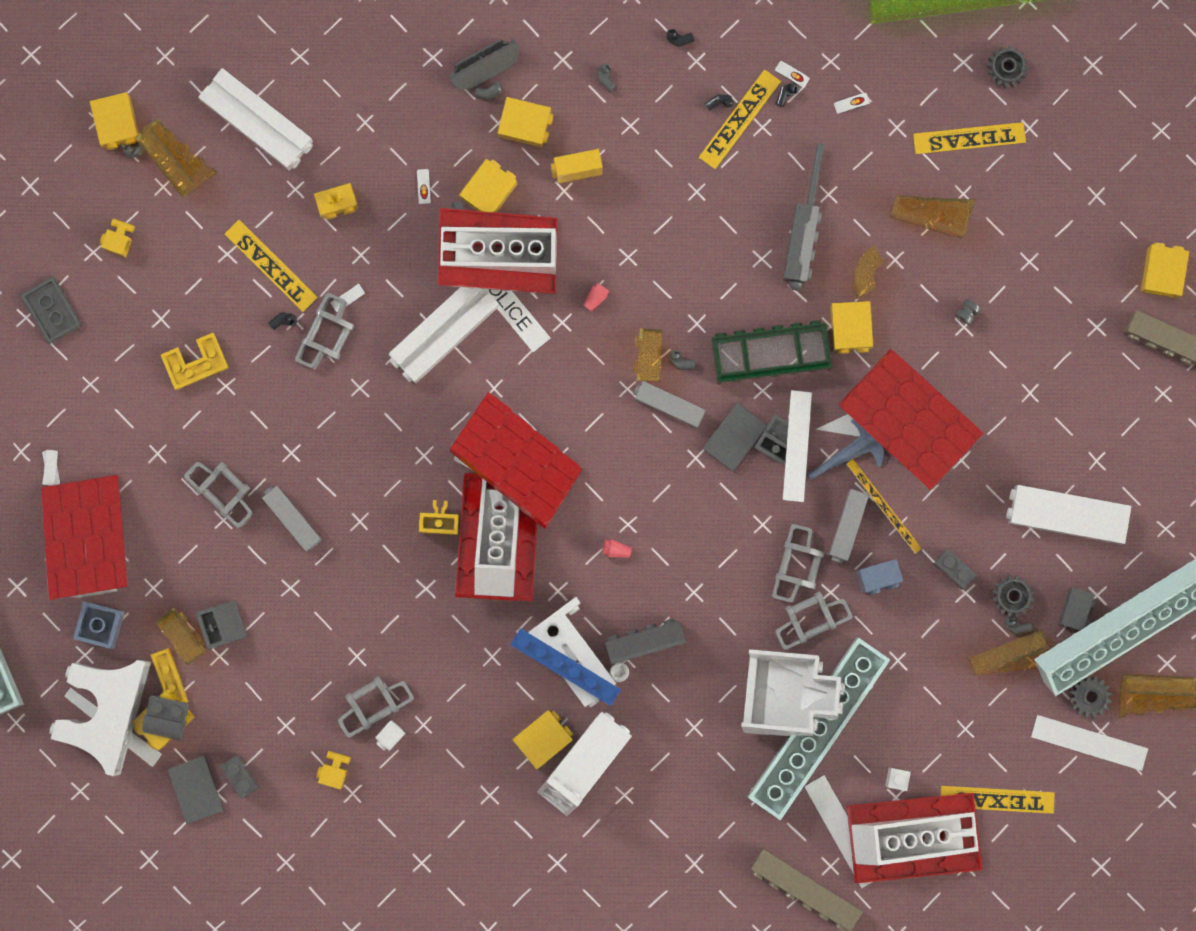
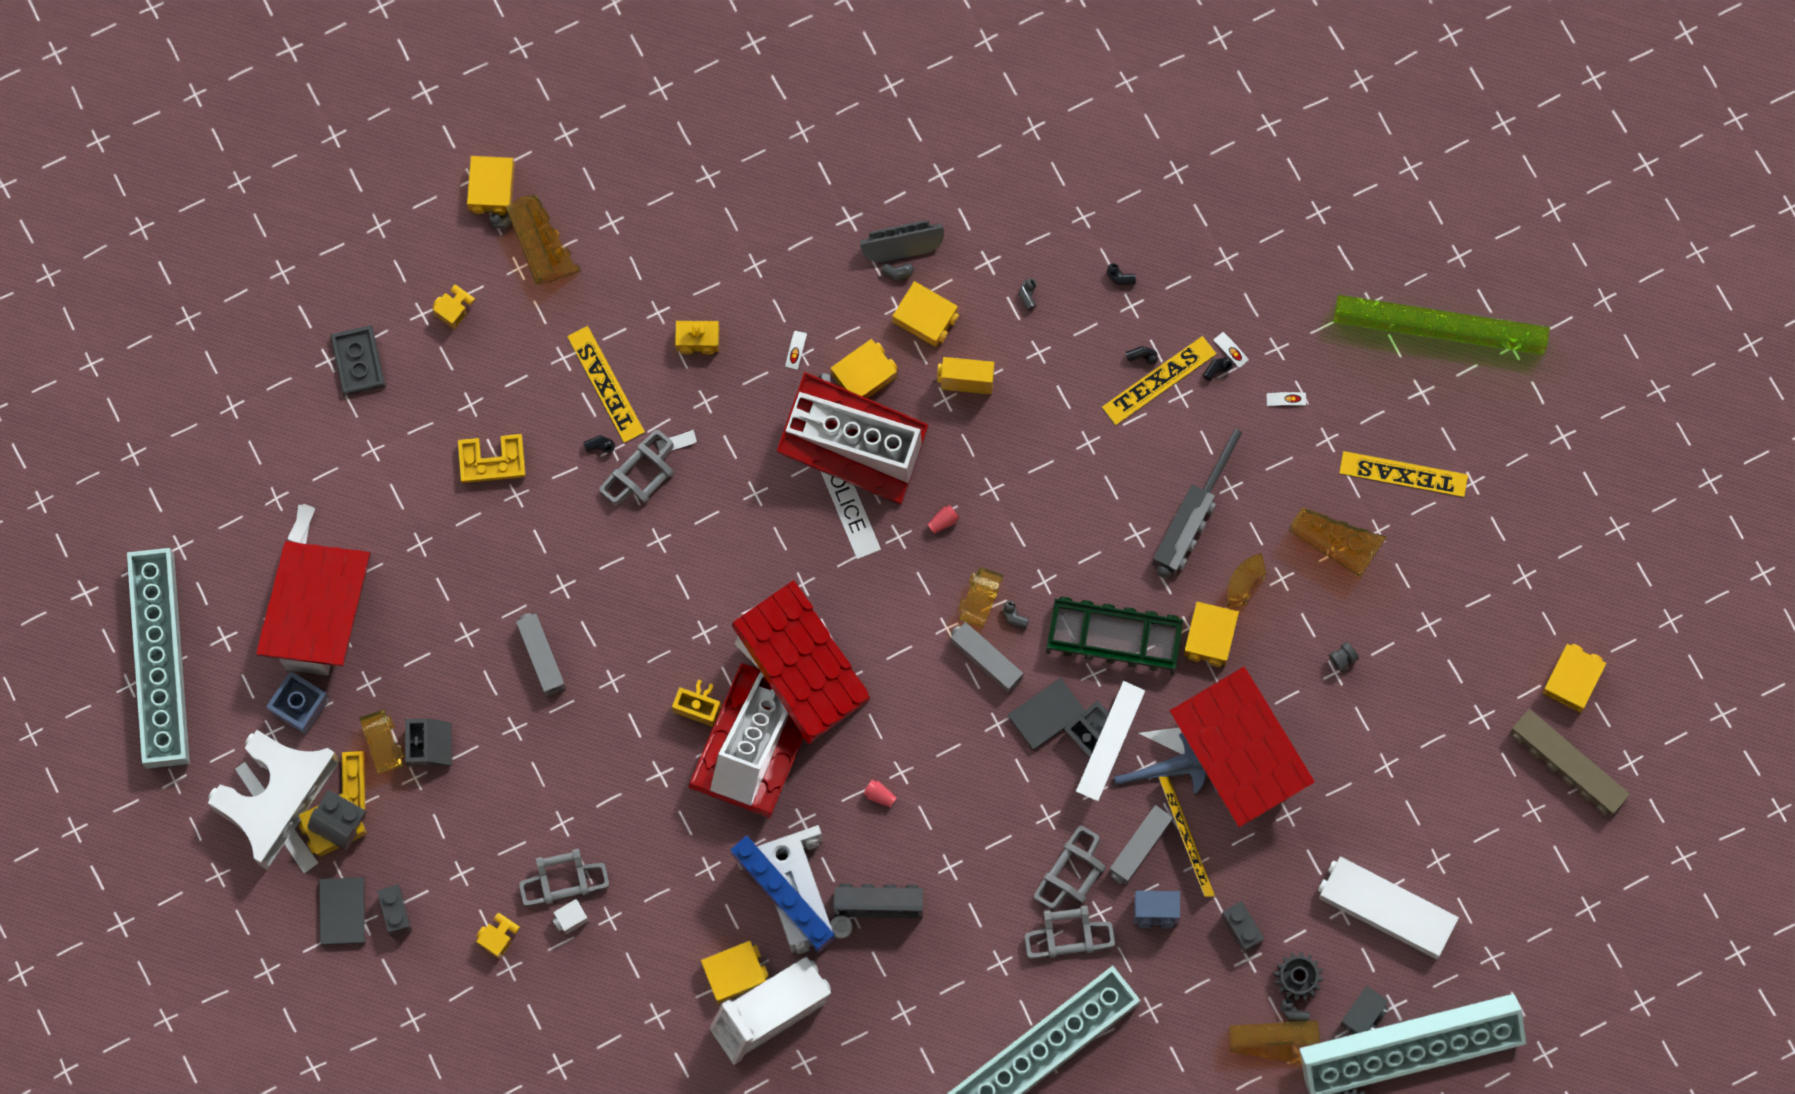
camera: 25 degrees right, 10 degrees down
(203, 490) = (456, 596): light grey bar -> none
(256, 119) = (640, 227): white brick -> none
(442, 332) = (766, 506): white brick -> none
(788, 694) = (1016, 1001): white panel -> none
(1002, 75) = (1464, 420): dark grey gear -> none

